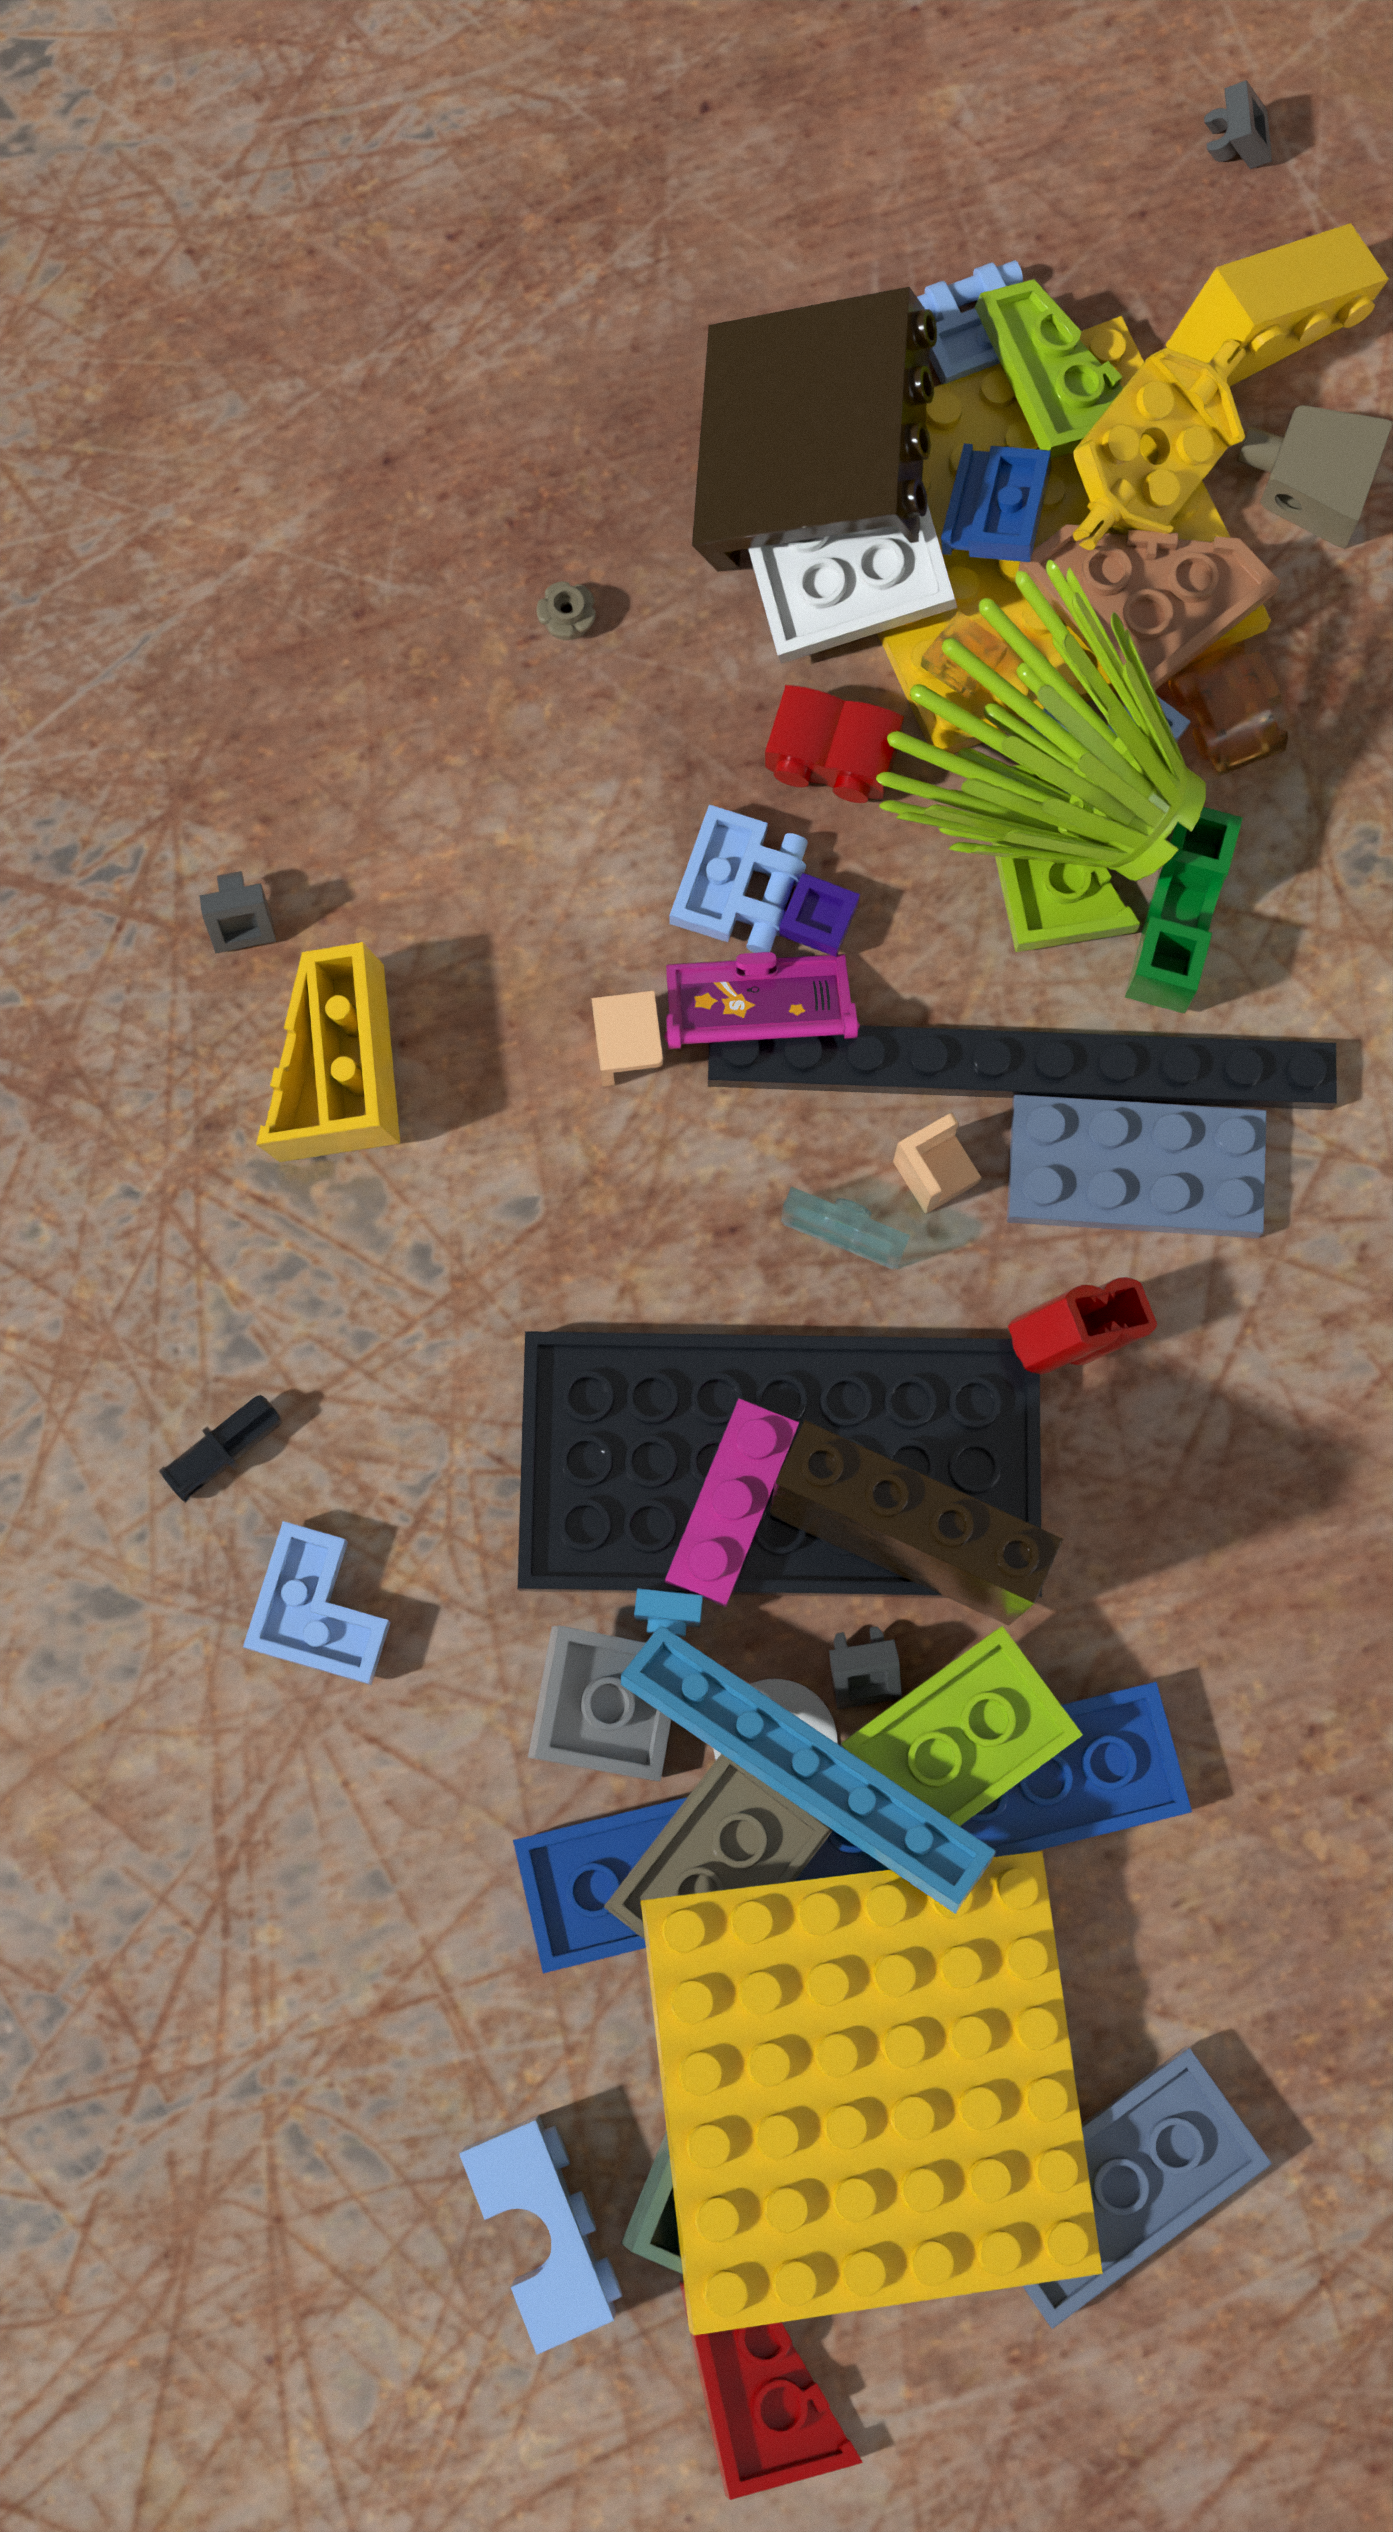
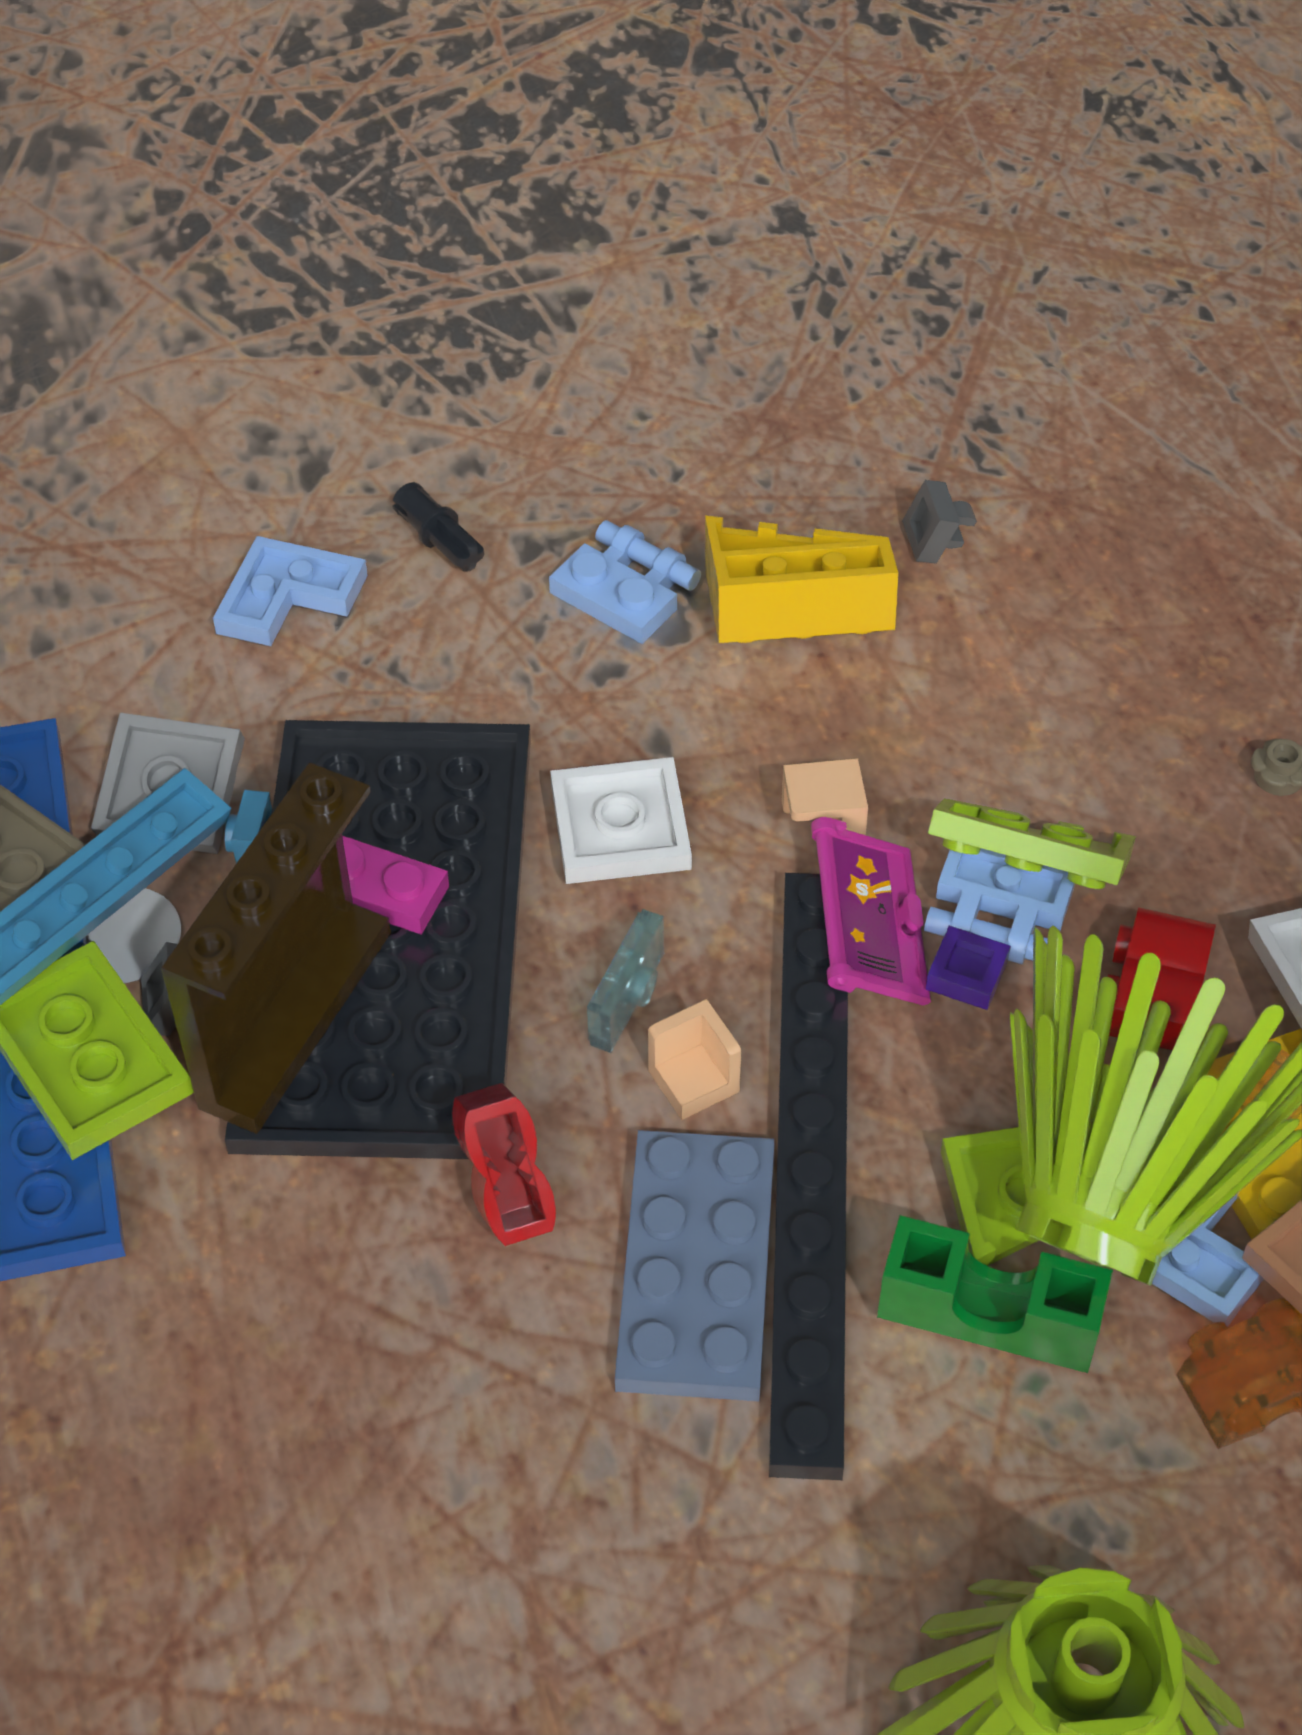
camera: 90 degrees right, 25 degrees down
(316, 1255) = (617, 594): none -> light blue plate
(642, 1239) = (620, 820): none -> white plate
(696, 826) = (1060, 846): none -> lime wing

